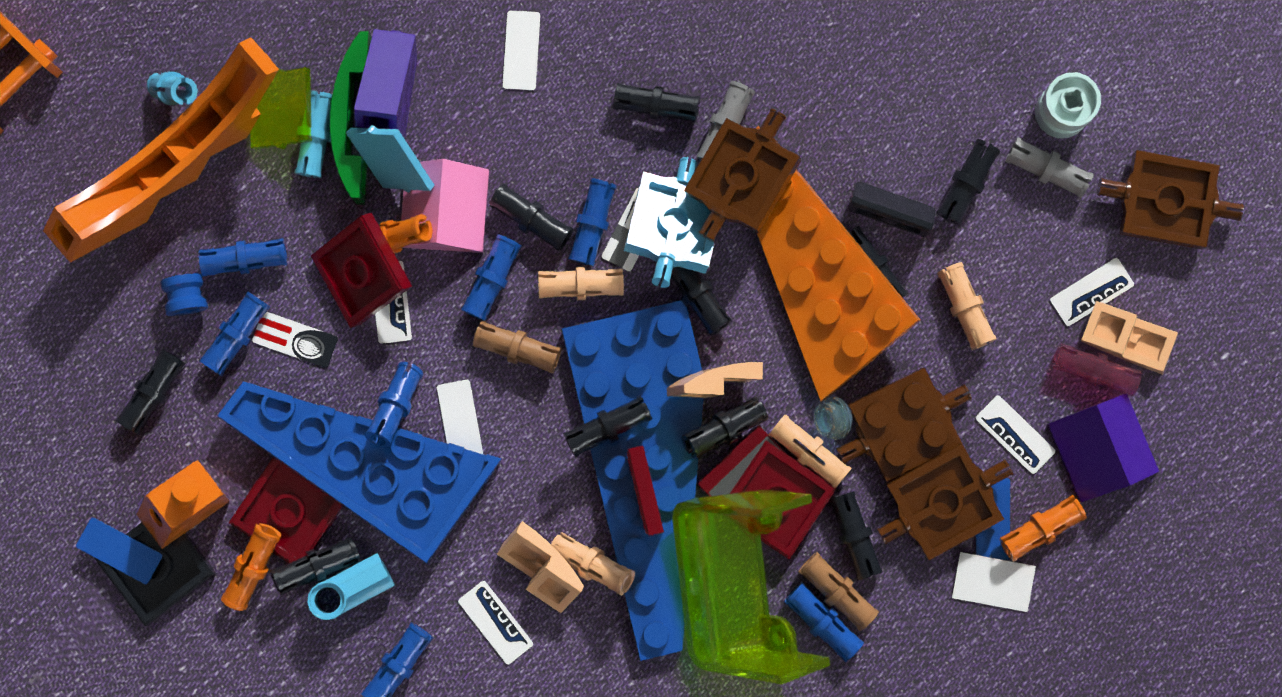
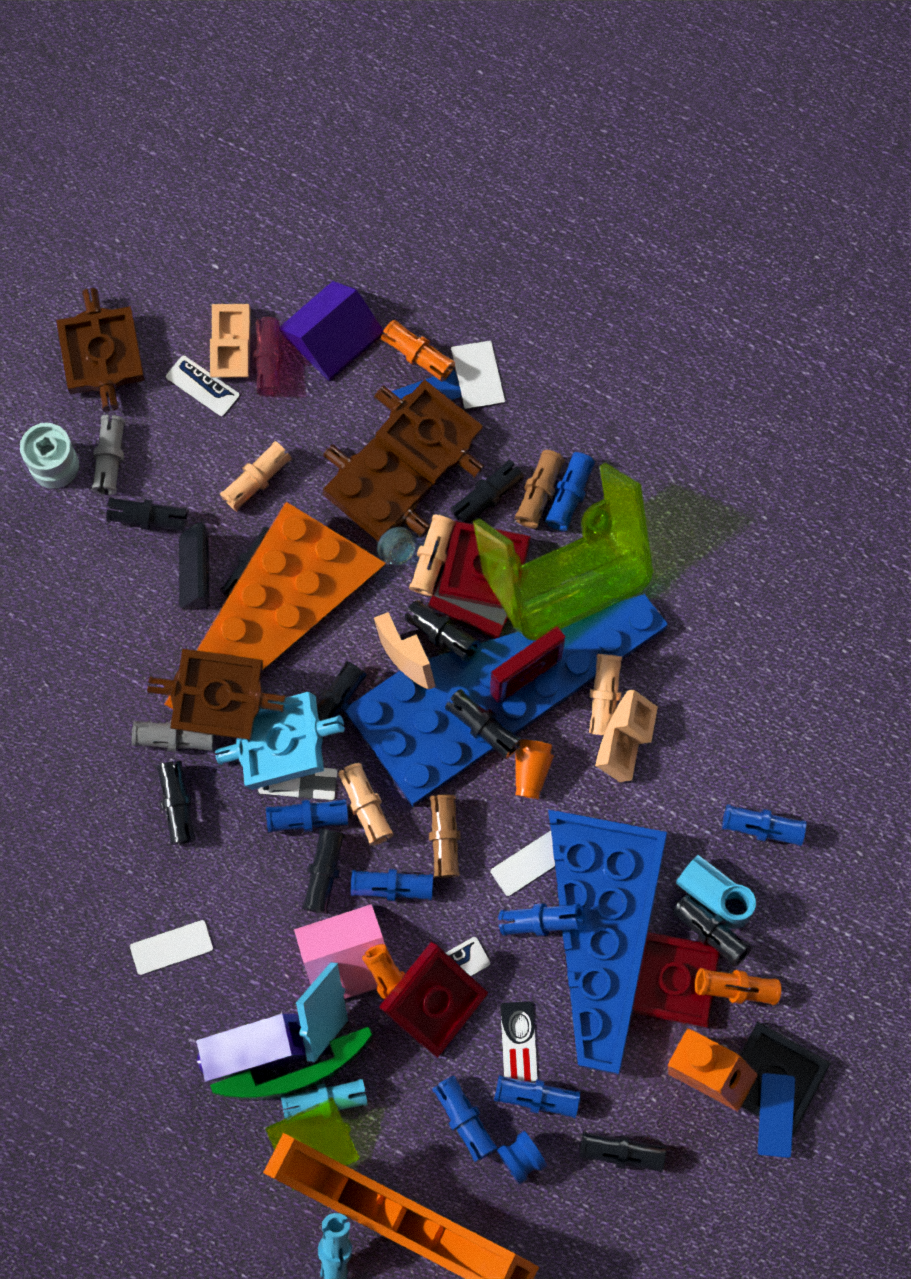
camera: 115 degrees left, 10 degrees down
(495, 622) = (689, 761): white sticker -> none
(549, 460) = (531, 767): none -> orange cone
(1015, 434) = (348, 402): white sticker -> none

